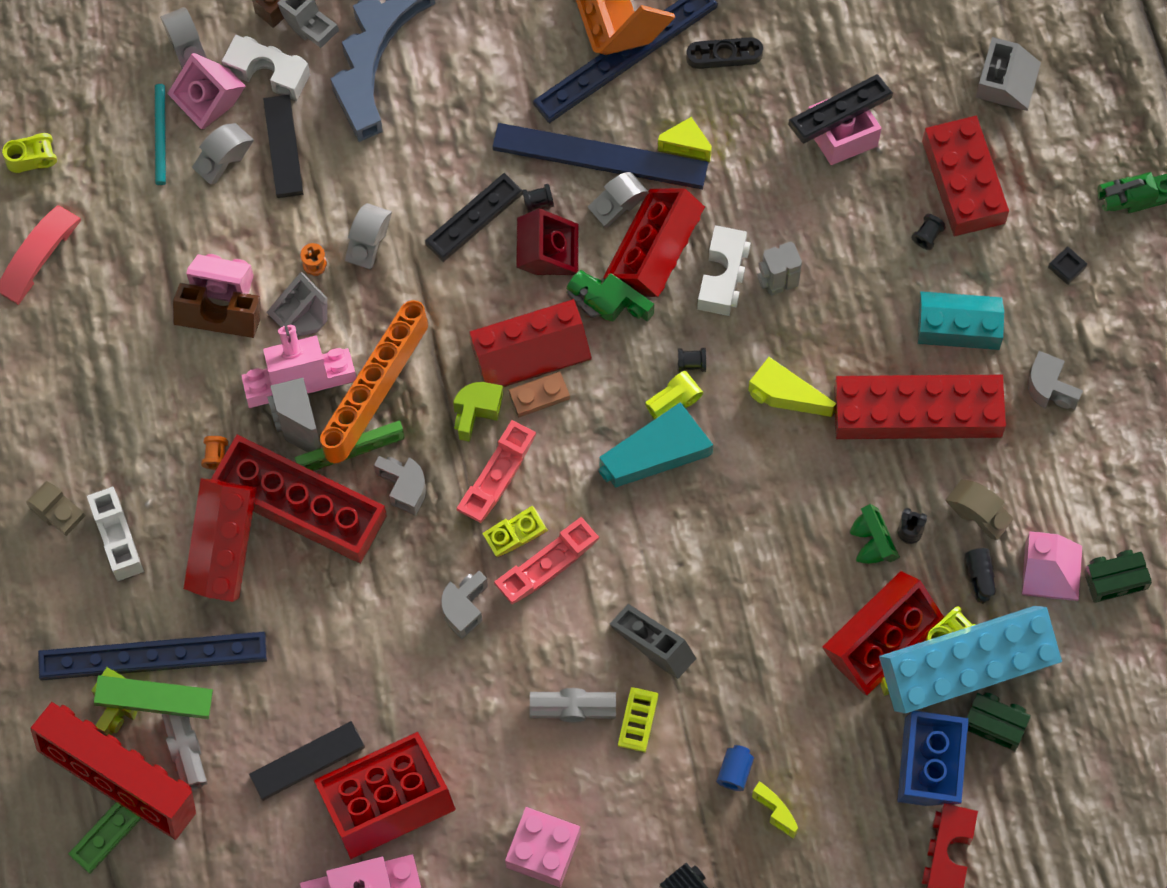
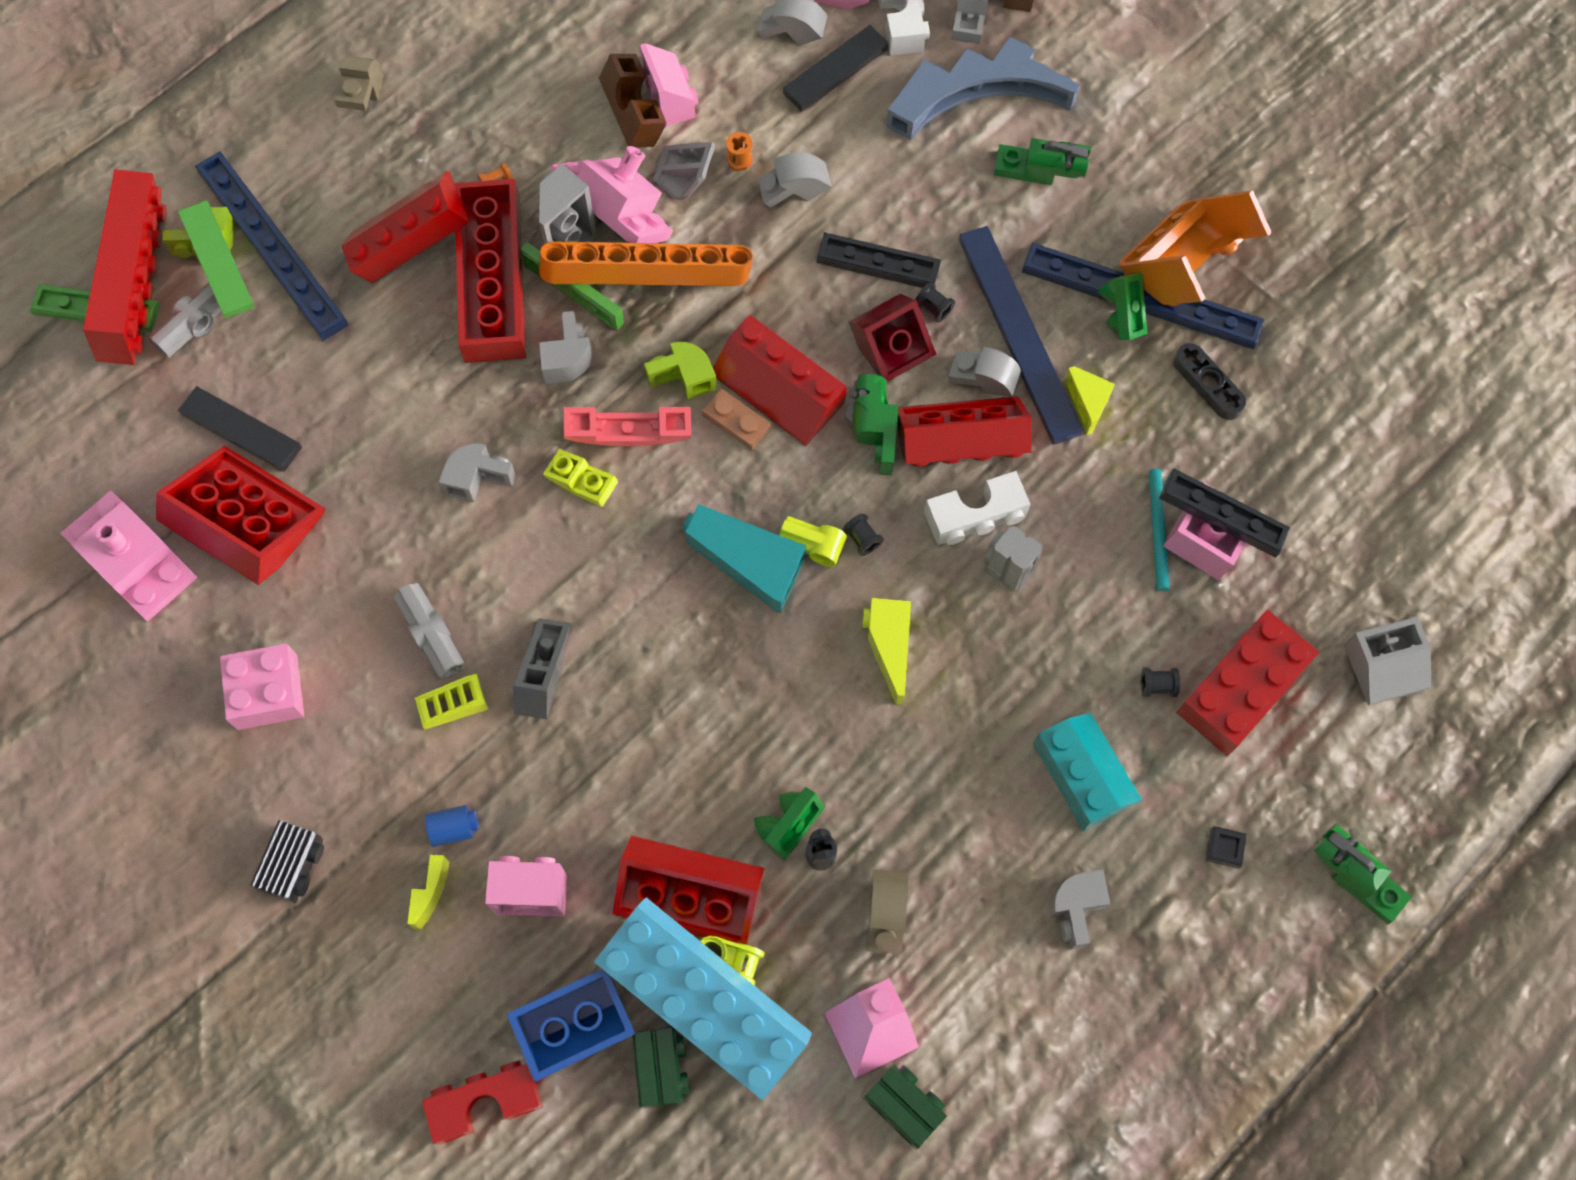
camera: 55 degrees right, 0 degrees up
(115, 534) = (379, 131): white arch -> none
(471, 50) = (1042, 161): none -> green plate
(548, 562) = (561, 523): coral slope -> none
(628, 62) = (1128, 295): none -> green tile
(814, 160) = (1159, 530): none -> teal bar
(820, 736) = (526, 887): none -> bright pink brick
(919, 406) = (960, 784): red brick -> none
(981, 573) = (817, 954): black hinge -> none

